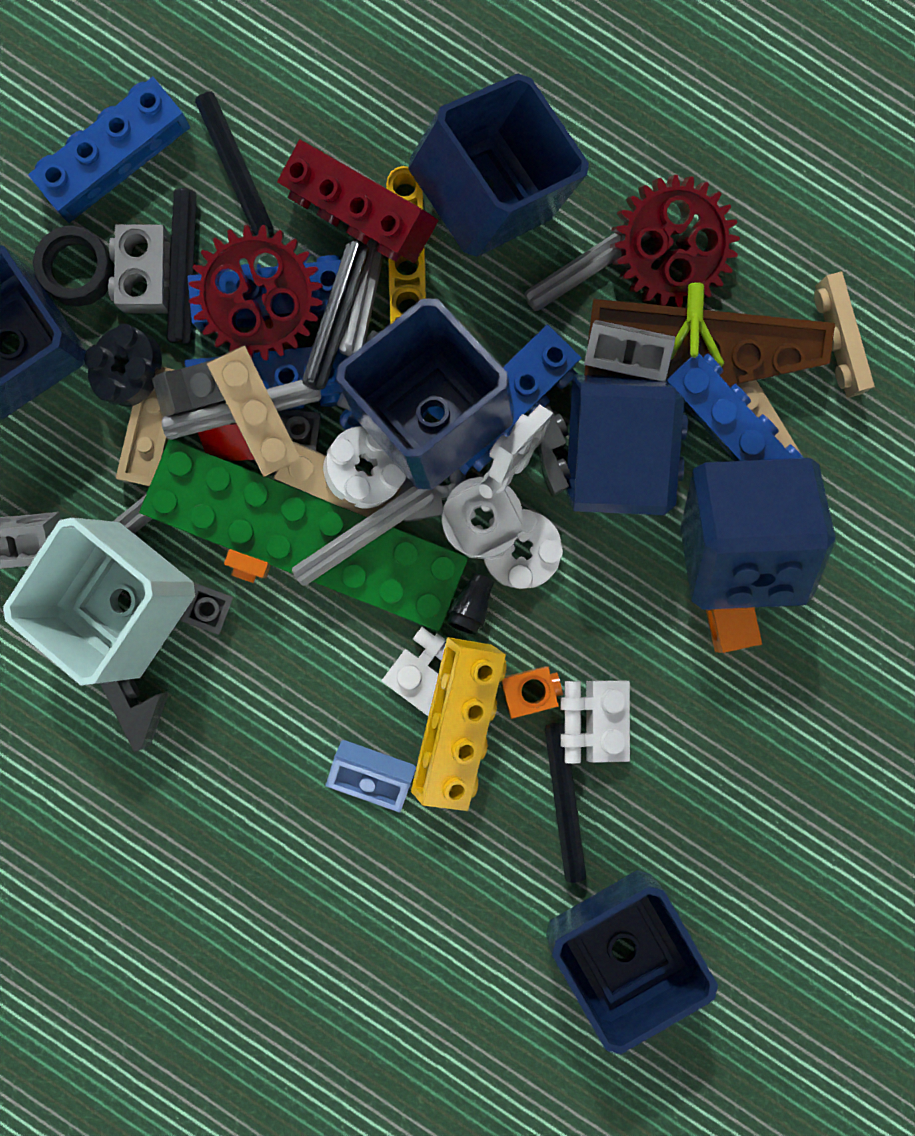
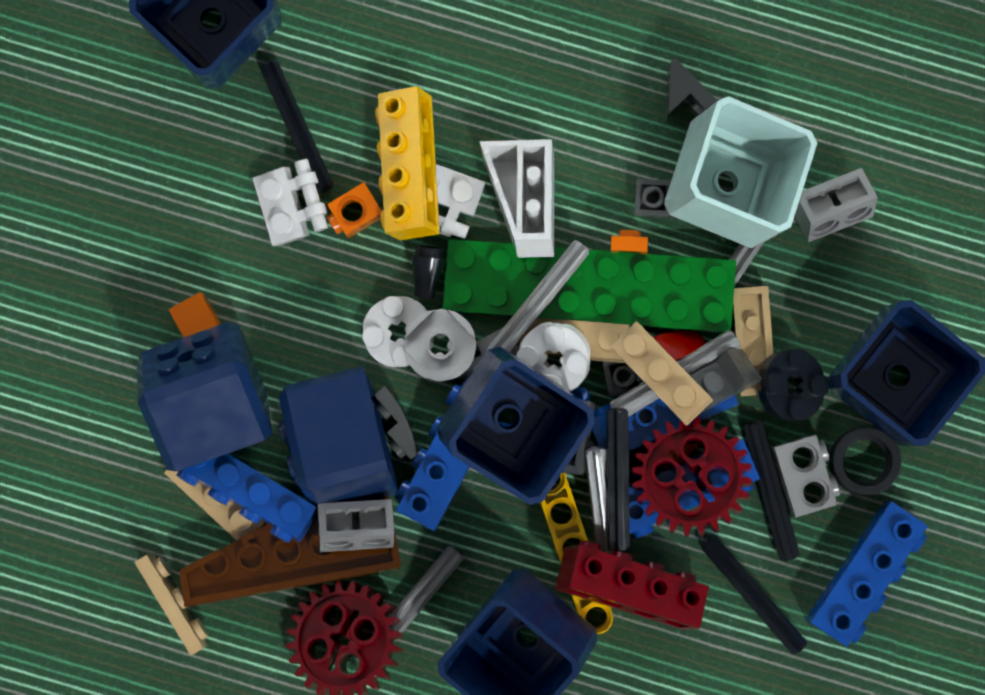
camera: 165 degrees right, 0 degrees up
(341, 655) = (525, 192): none -> white wedge
(370, 775) = (469, 99): medium blue slope -> none
(514, 452) = (428, 403): white plate -> none
(696, 324) = (307, 569): lime plant -> none

